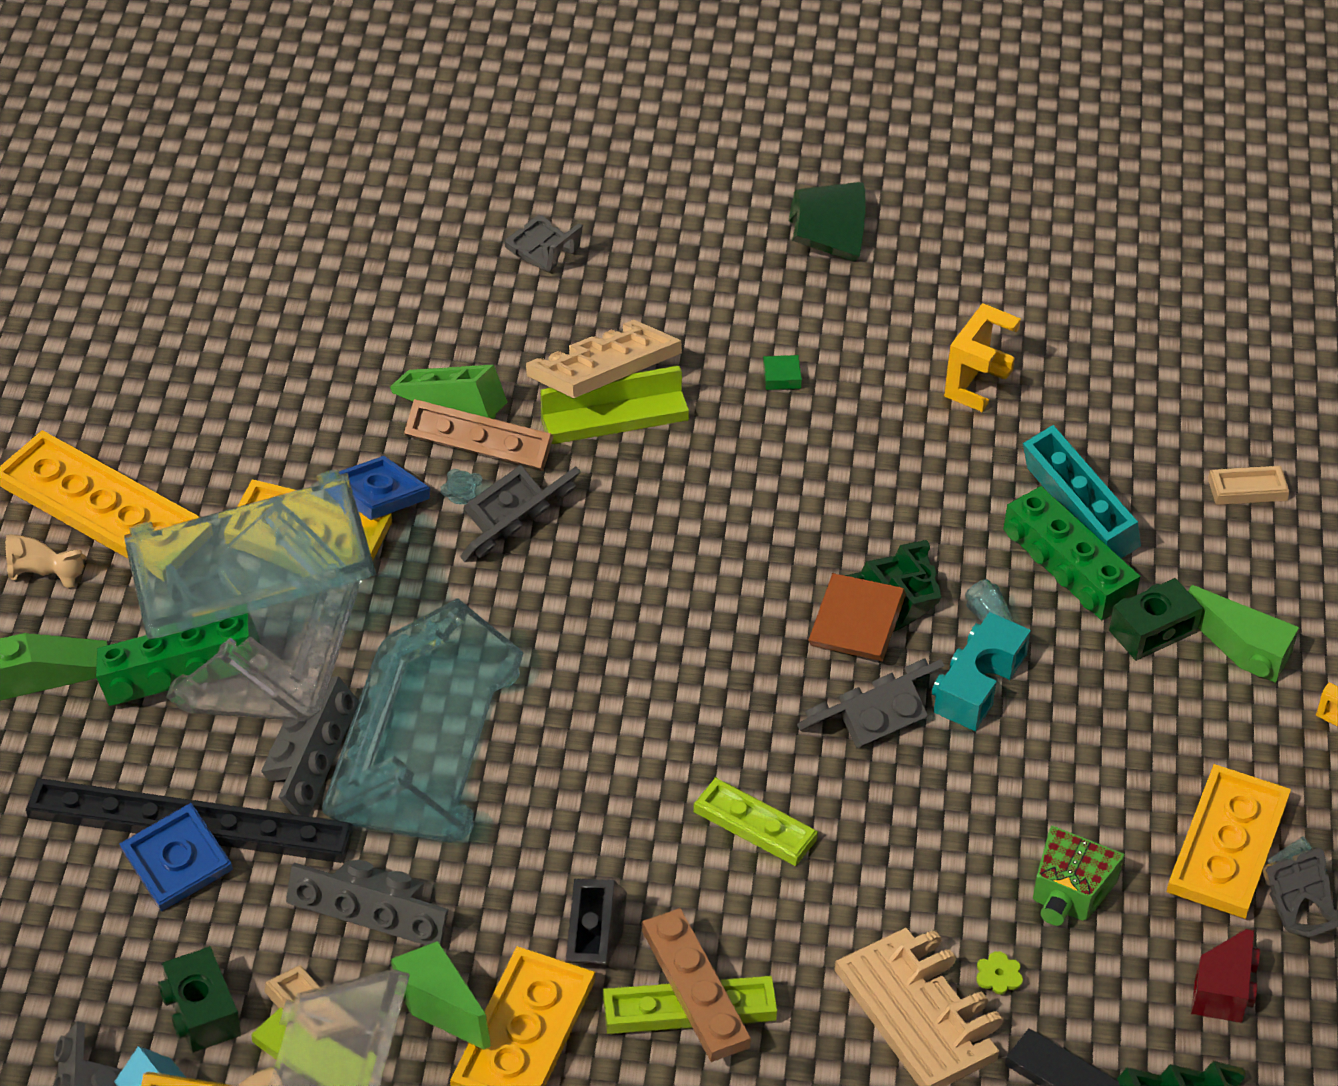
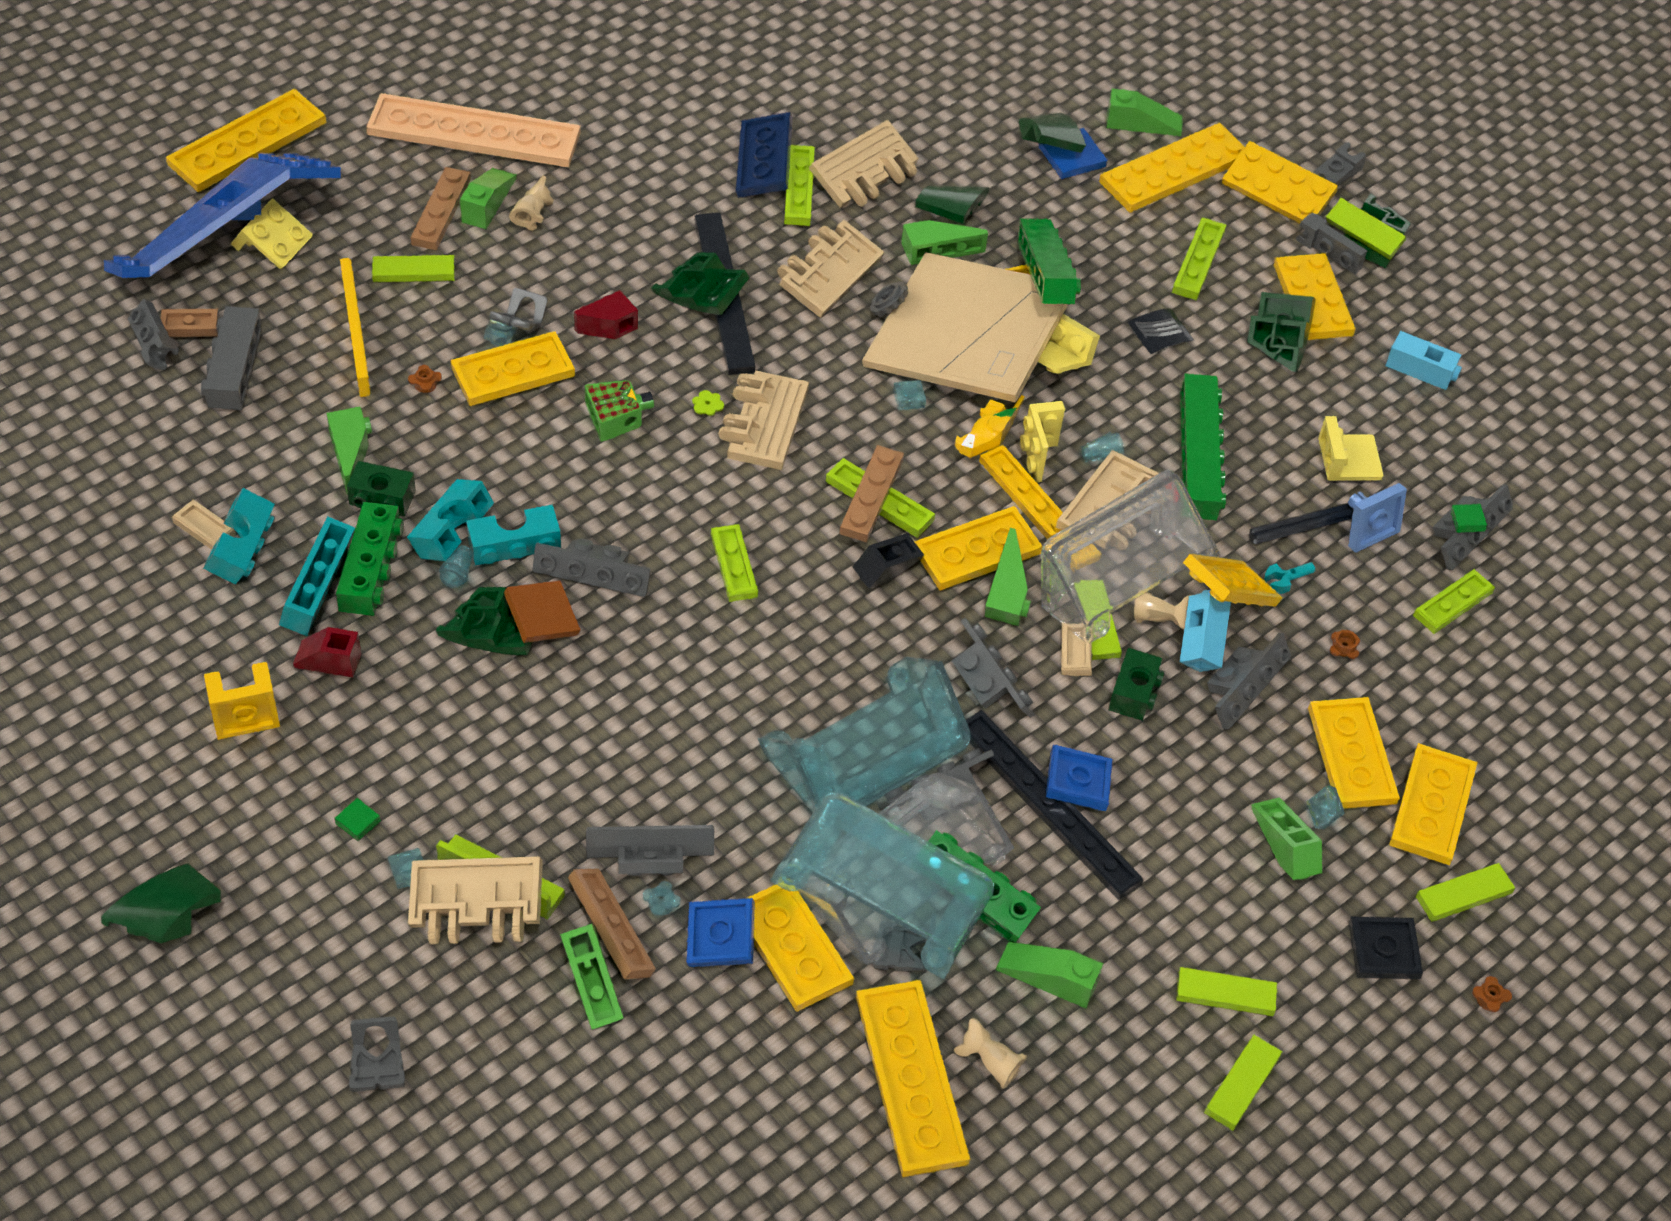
camera: 140 degrees left, 5 degrees up
(697, 369) = (402, 865): none -> clear light blue plate
(976, 452) = (330, 652): none -> dark red slope
(1063, 653) = (436, 534): none -> teal arch
(1213, 501) = (249, 518): none -> teal arch
(1289, 762) = (425, 379): none -> dark orange plate

